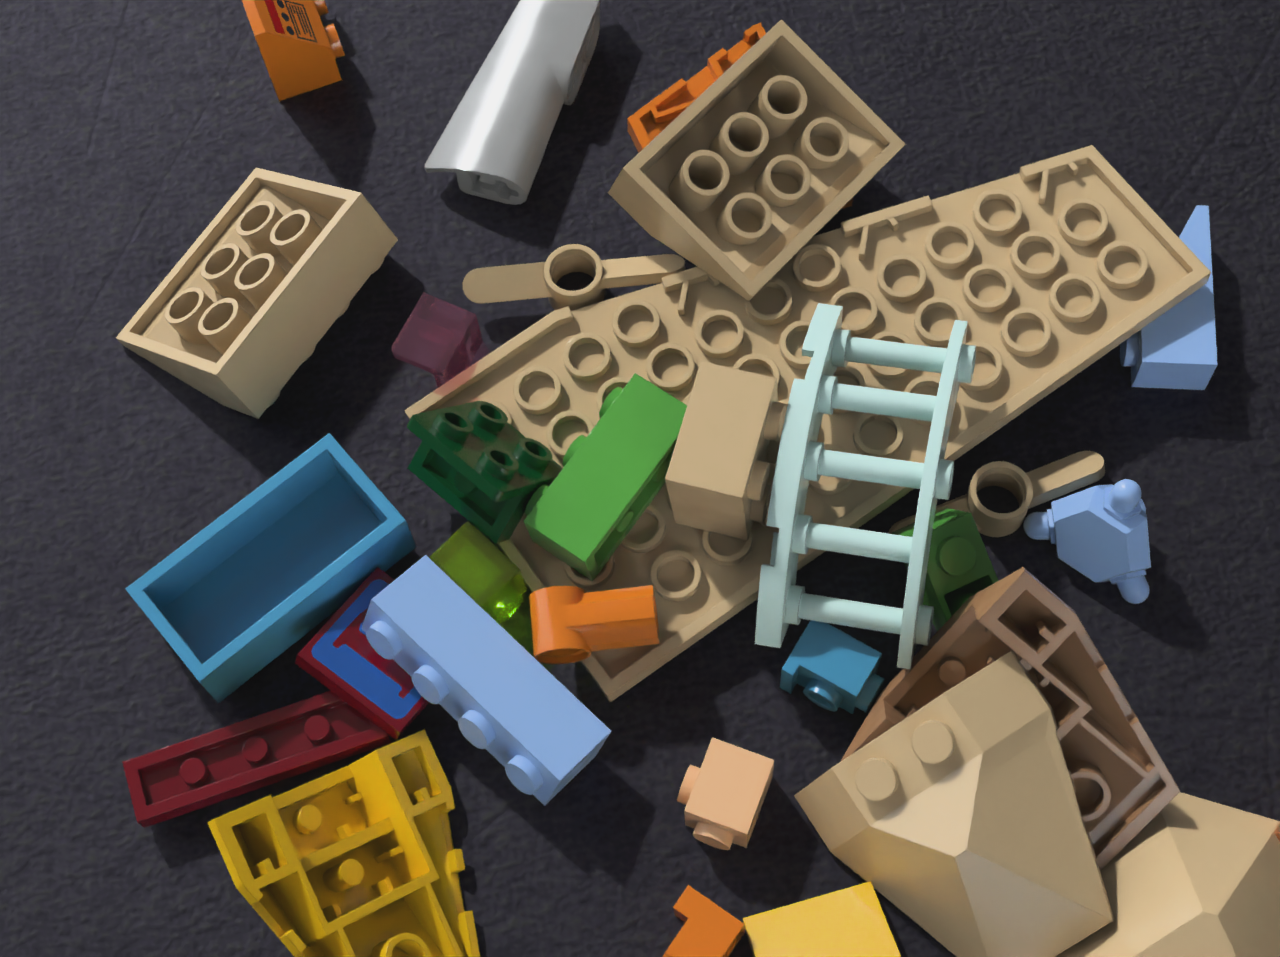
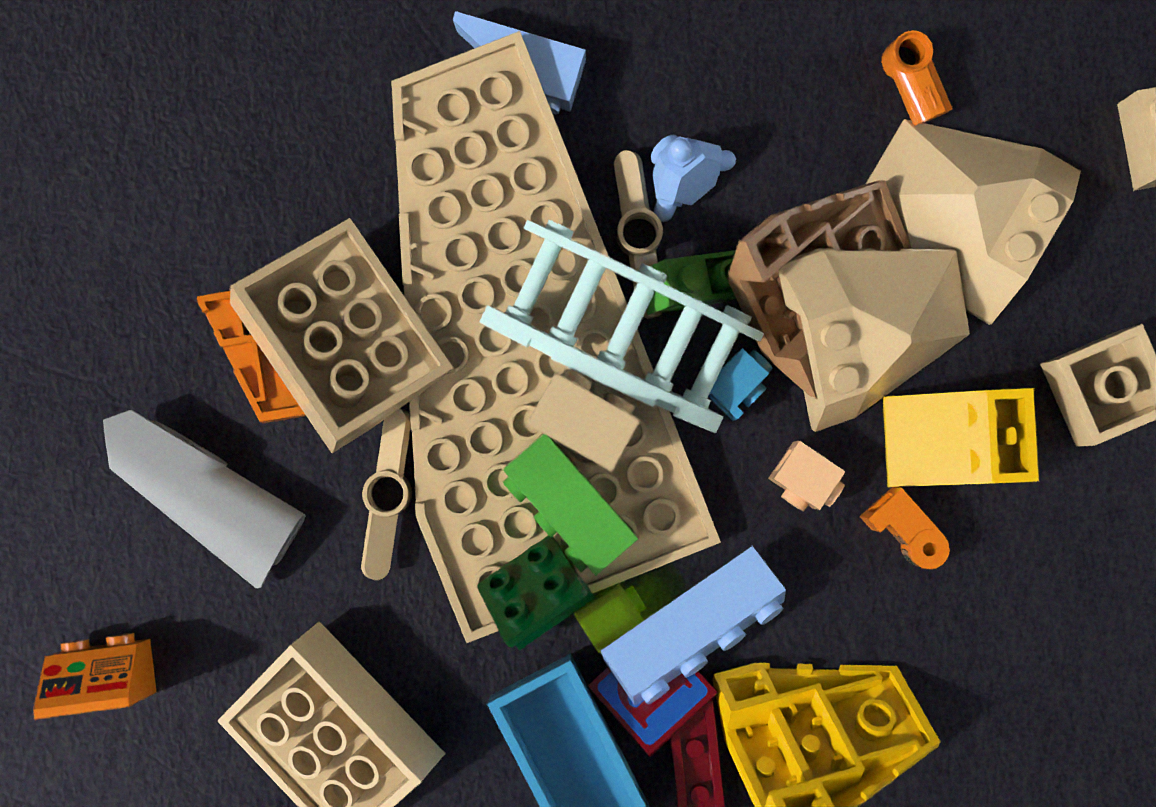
camera: 80 degrees left, 20 degrees up
(438, 338) = (416, 608): clear pink panel -> none
(574, 623) = (671, 553): orange piece -> none

